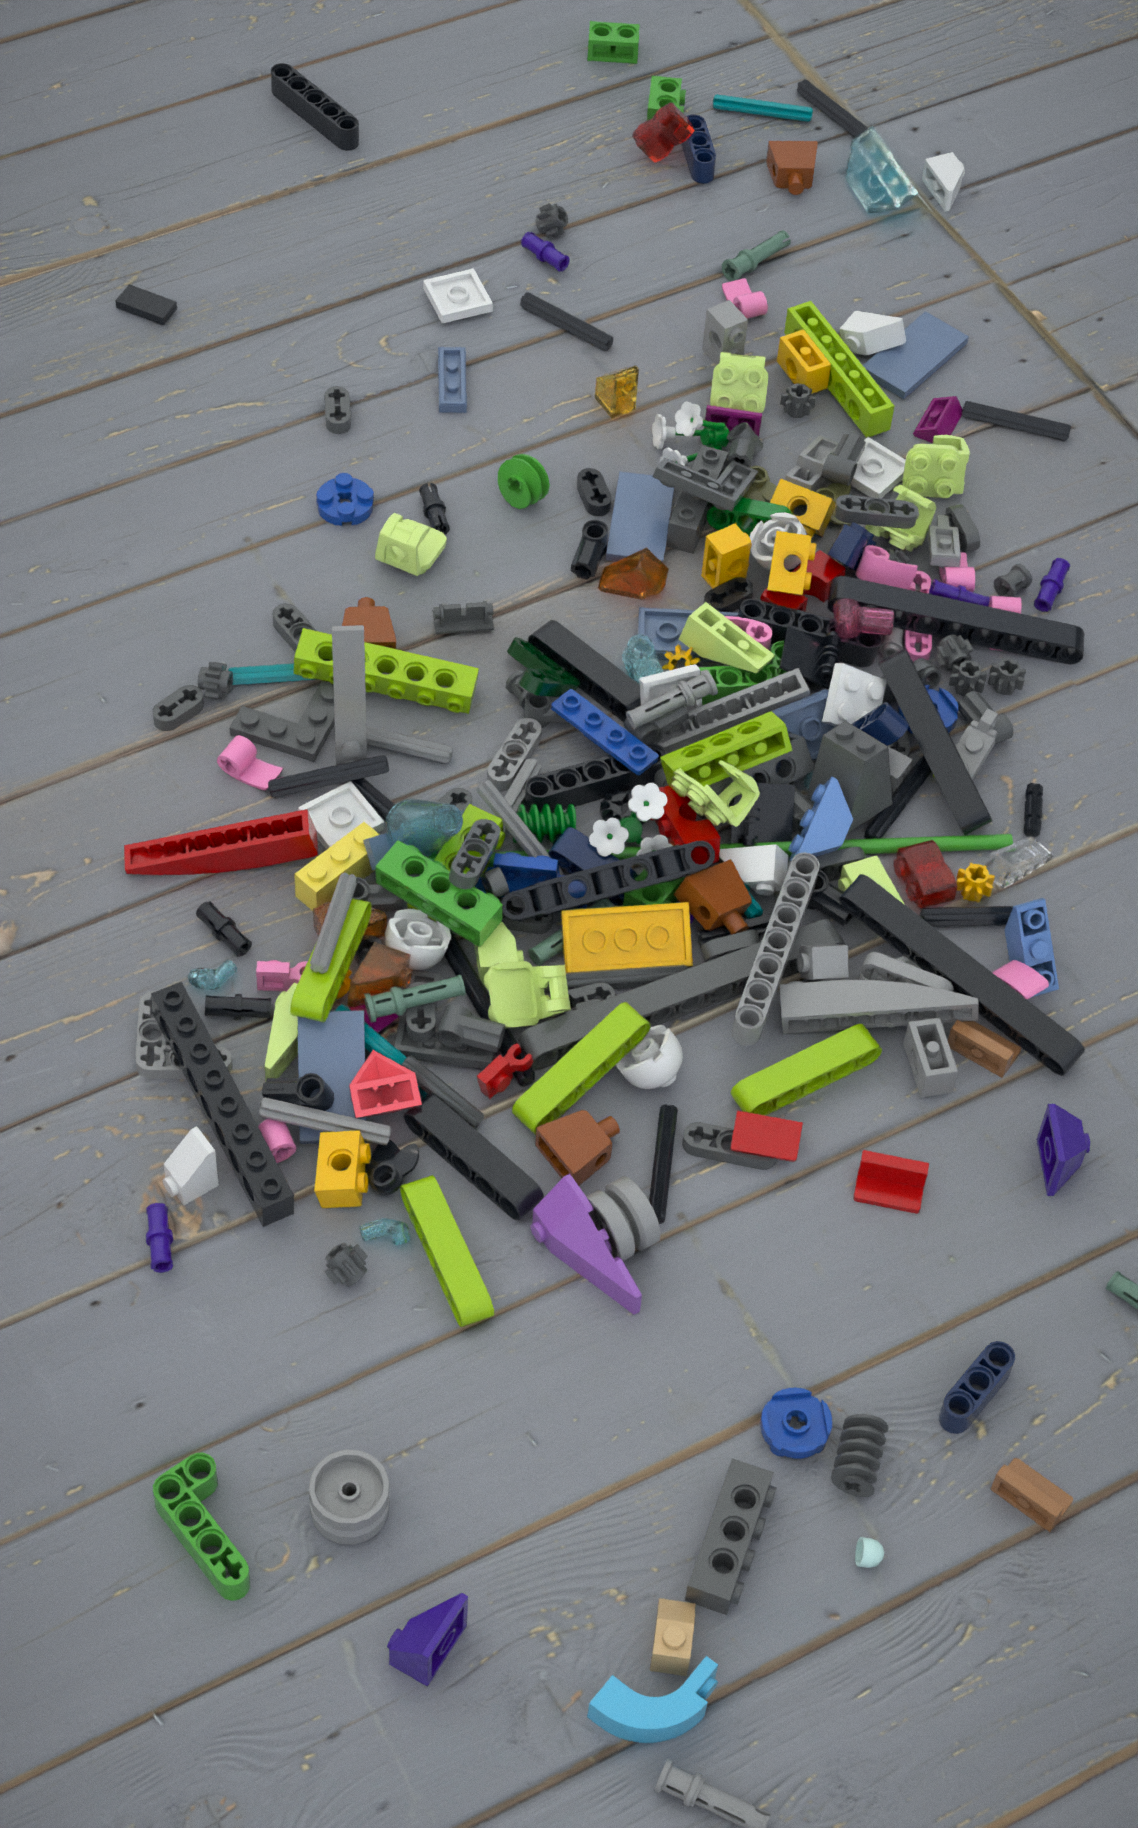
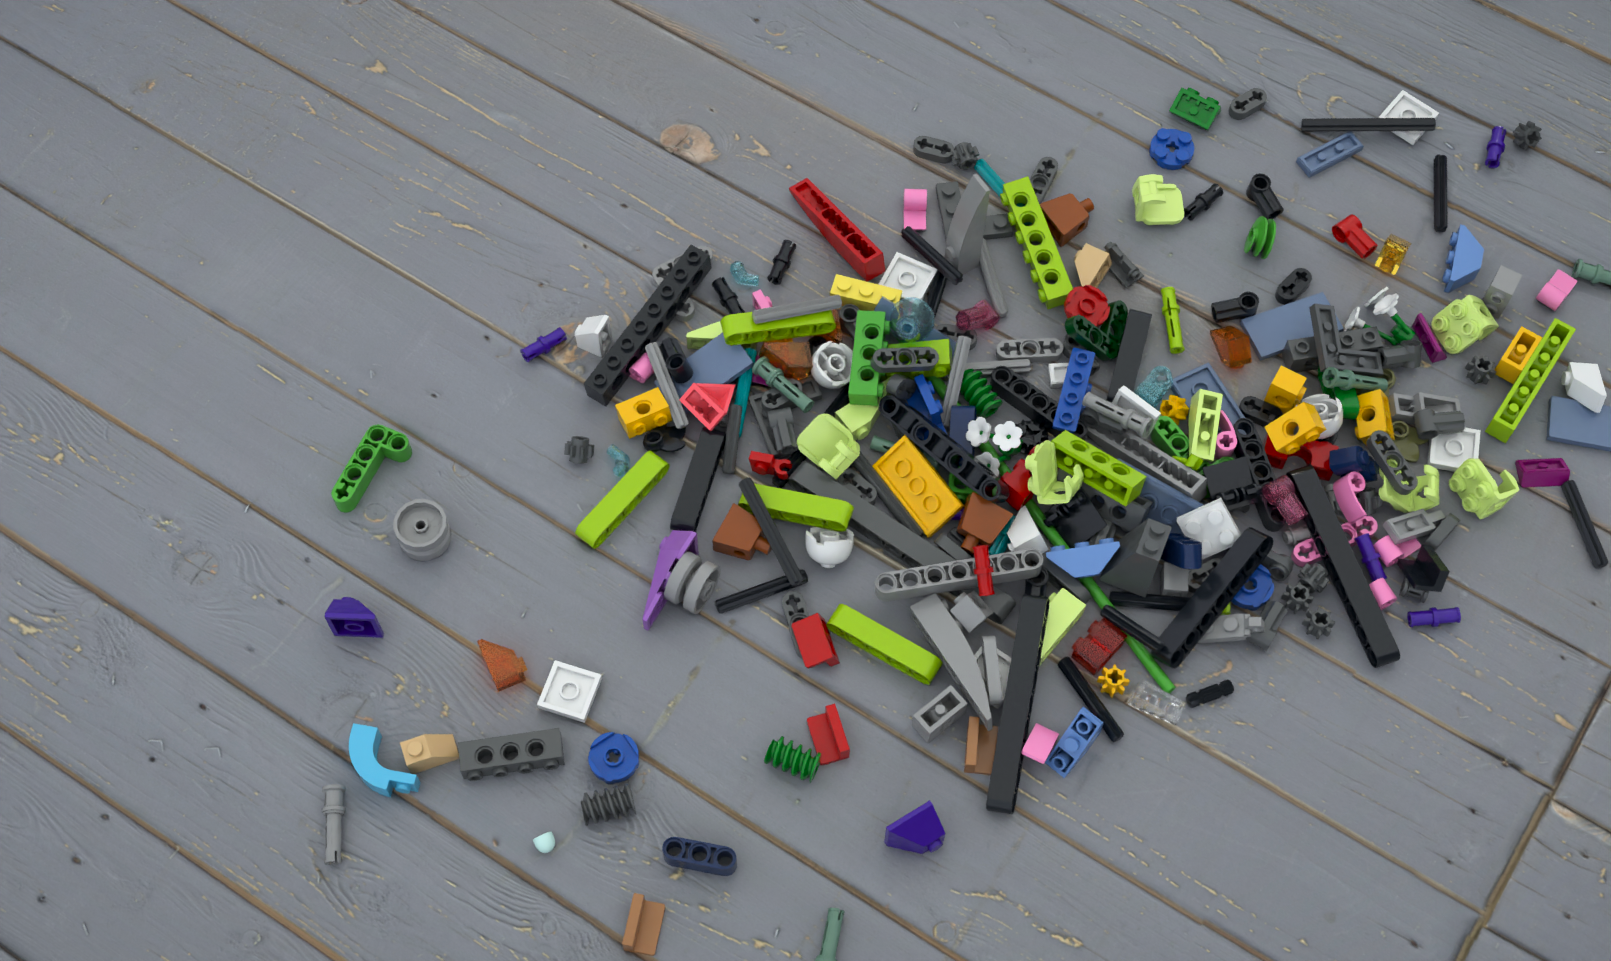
camera: 65 degrees right, 10 degrees up
(312, 452) = (1195, 108): none -> green bracket
(442, 774) = (979, 316): none -> clear pink piece
(445, 328) = (1368, 124): none -> black axle
(451, 642) = (1092, 265): none -> tan slope
(459, 454) = (1264, 197): none -> black piece
(504, 666) = (1087, 302): none -> red tile
(555, 606) = (1170, 311): none -> lime pin
(562, 412) = (1351, 232): none -> red piece
(564, 742) = (1057, 374): none -> white tile
(597, 1492) = (502, 664): none -> clear orange slope
(601, 1105) = (771, 531): none -> black axle
(659, 343) = (1463, 260): none -> medium blue slope
(678, 1431) = (569, 691): none -> white plate
(750, 492) = (1347, 380): none -> sand green pin
(768, 669) = (1193, 461): none -> lime hand
(797, 911) = (983, 570): none -> red pin
(905, 1228) = (793, 759): none -> green piece
(928, 829) = (1132, 628): none -> black axle
(1003, 556) = (1426, 571): none -> black panel

